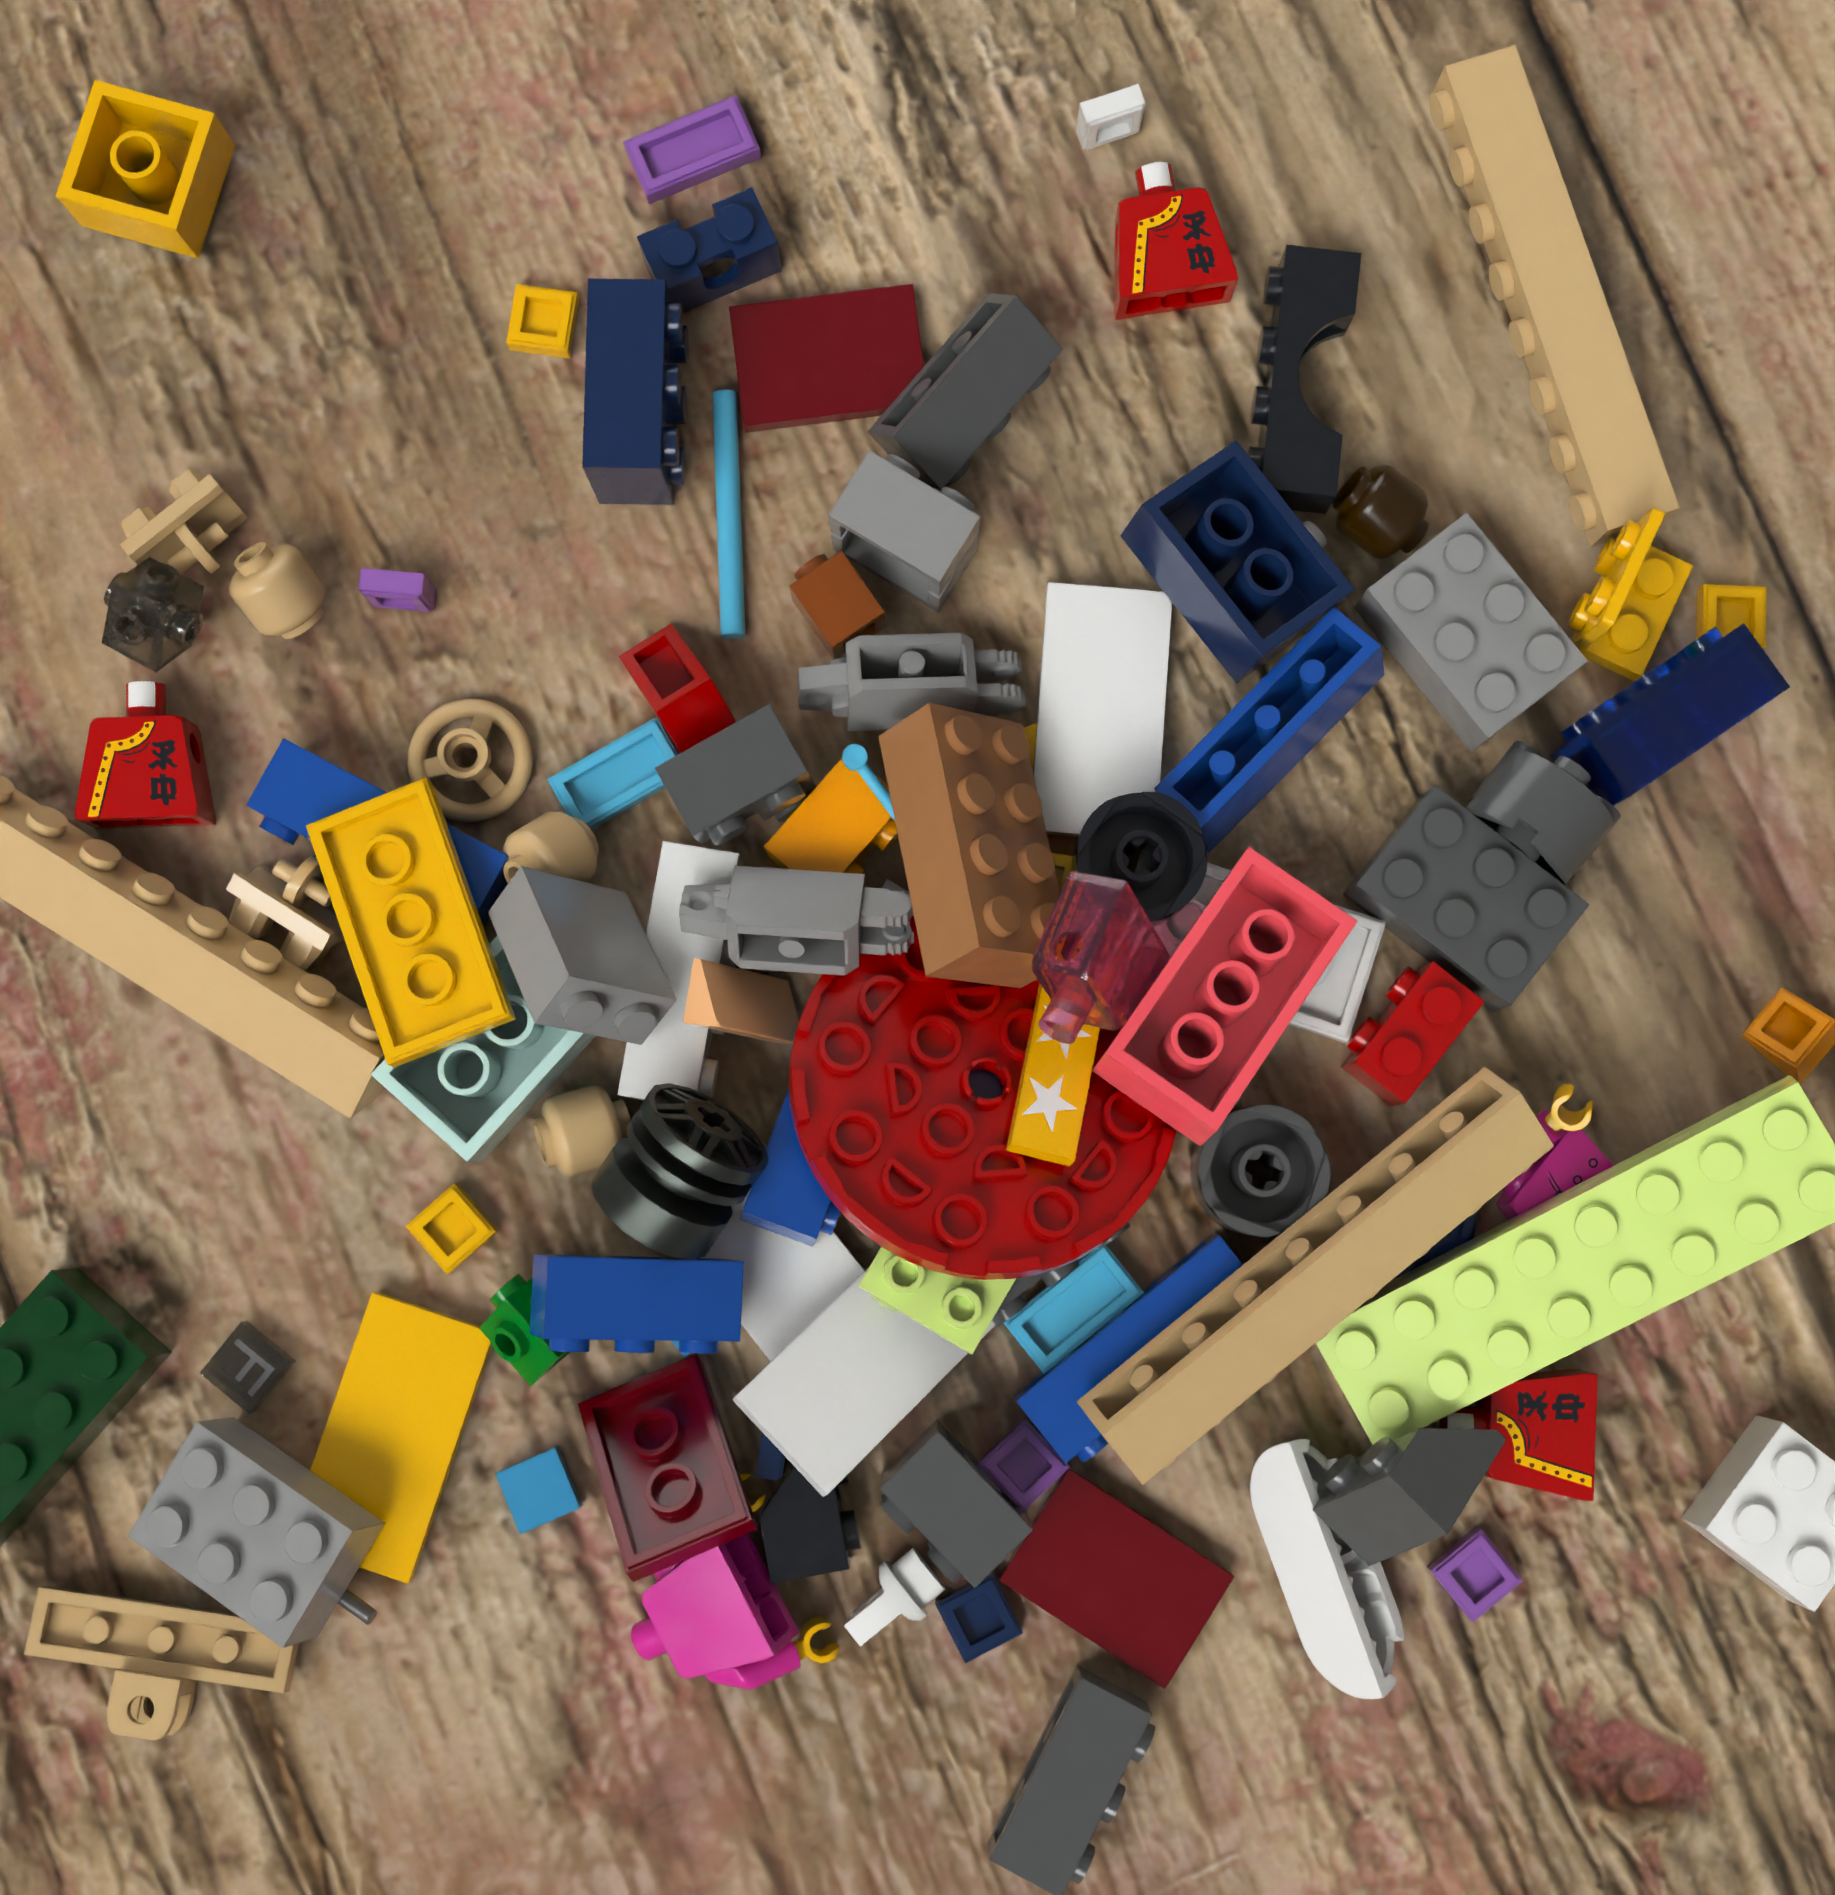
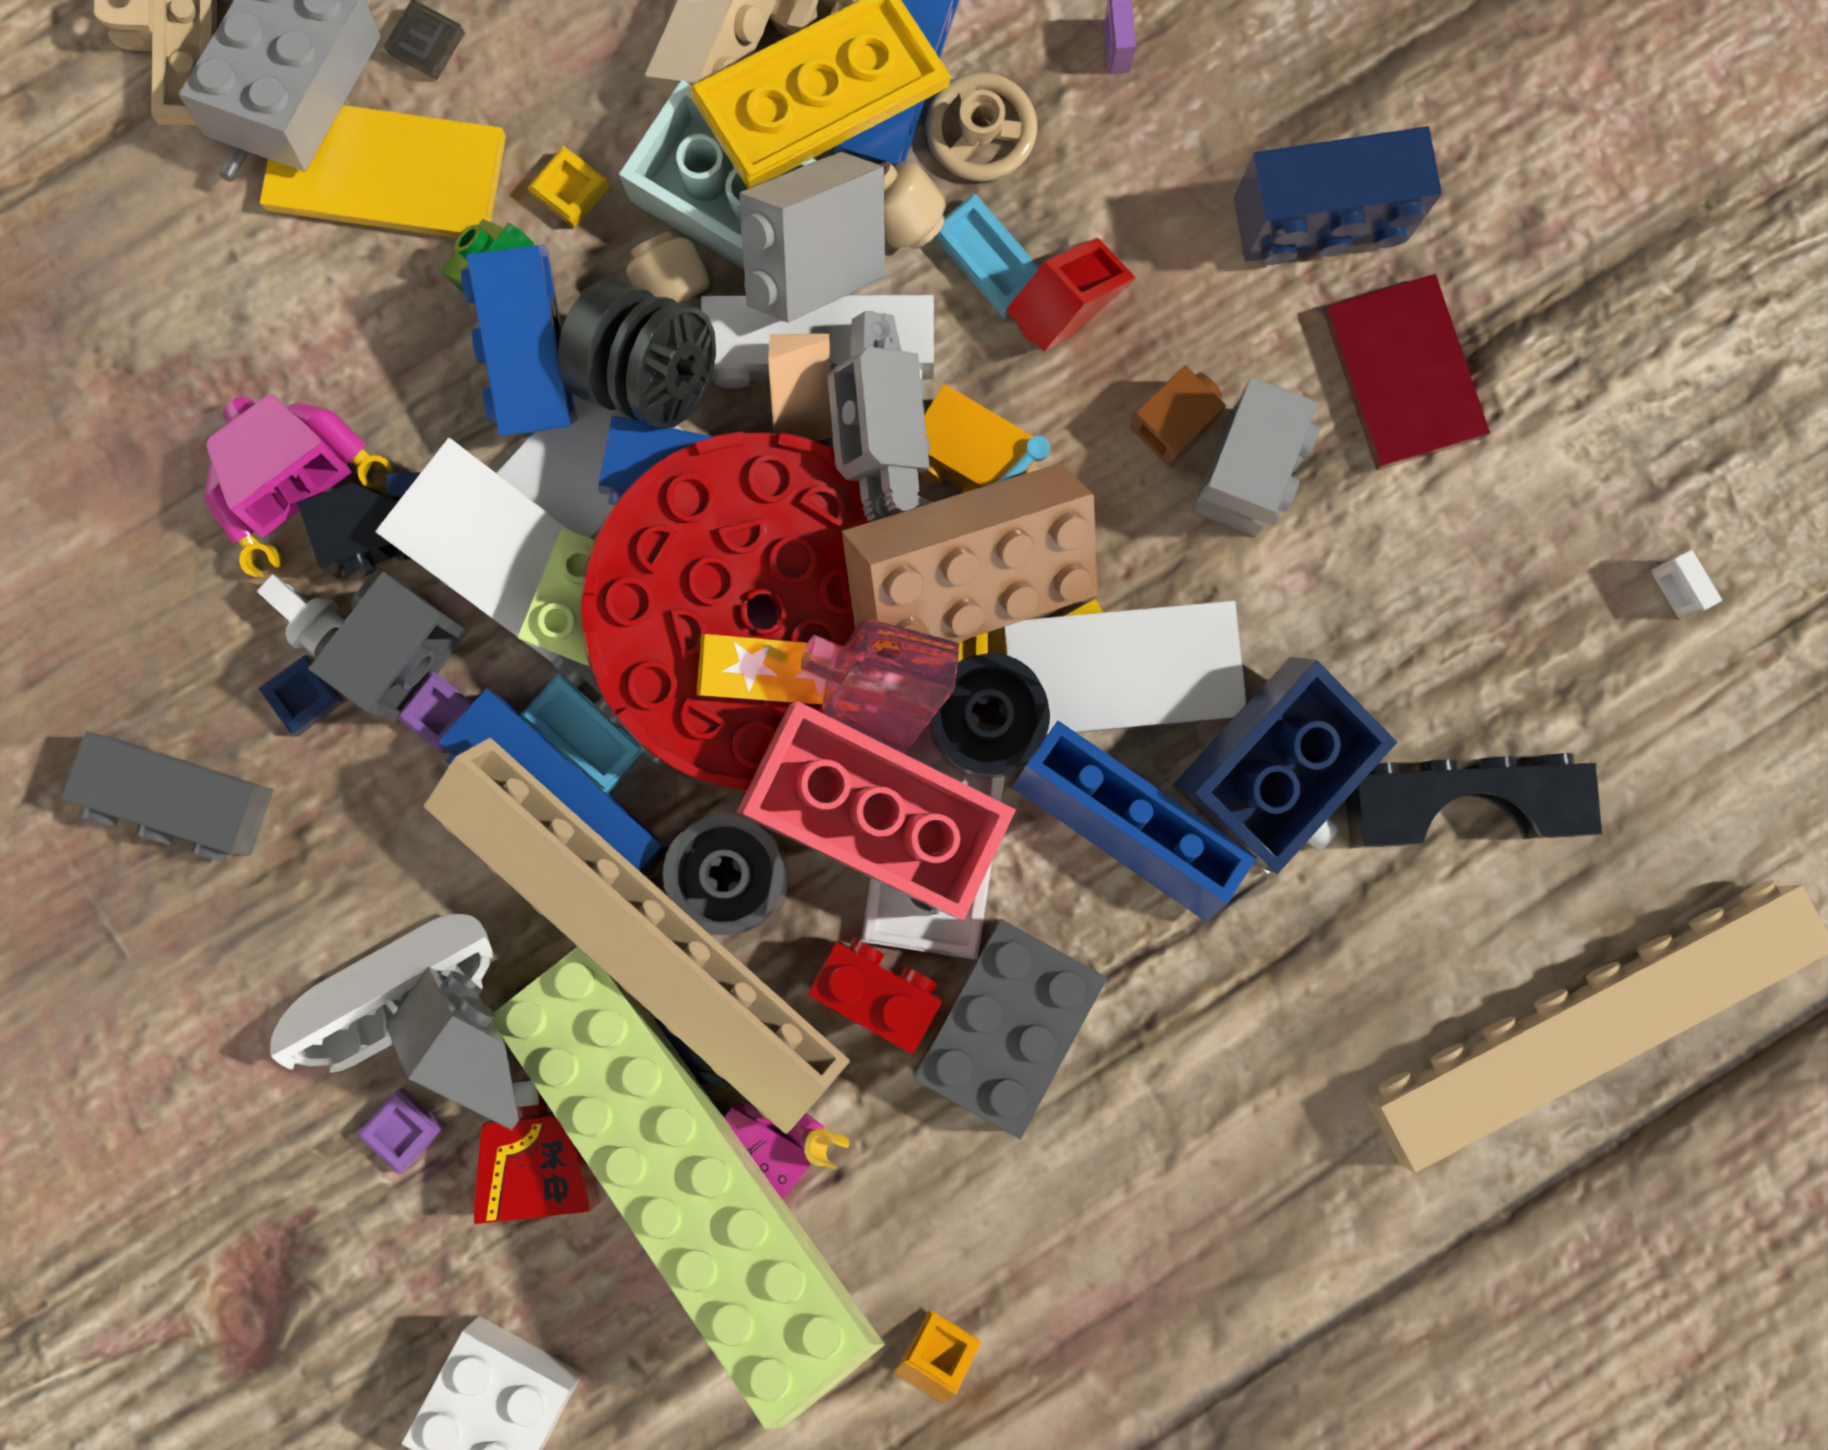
camera: 80 degrees right, 0 degrees up
(539, 1489) = (356, 300): dark azure tile -> none
(543, 321) = (1389, 108): yellow tile -> none
(666, 1467) = (383, 395): dark red tile -> none
(692, 149) = (1576, 218): medium lavender tile -> none
(728, 514) = (1245, 309): medium azure bar -> none
(734, 232) = (1505, 261): dark blue brick -> none
(736, 775) = (1005, 346): dark grey brick -> none
(900, 673) = (1129, 501): light grey hinge -> none
(967, 389) = (1397, 495): dark grey brick -> none
(1116, 1577) = (352, 810): dark red tile -> none
(1169, 249) = (1570, 657): red torso -> none
(1381, 511) = (1359, 895): dark brown head -> none
(1469, 632) = (1261, 993): light grey brick -> none
(1544, 809) = (1100, 1083): dark grey brick -> none
(1631, 599) = (1320, 1147): yellow bracket -> none
(1671, 712) = (1214, 1189): clear blue brick -> none
(1729, 608) = (1322, 1244): yellow tile -> none

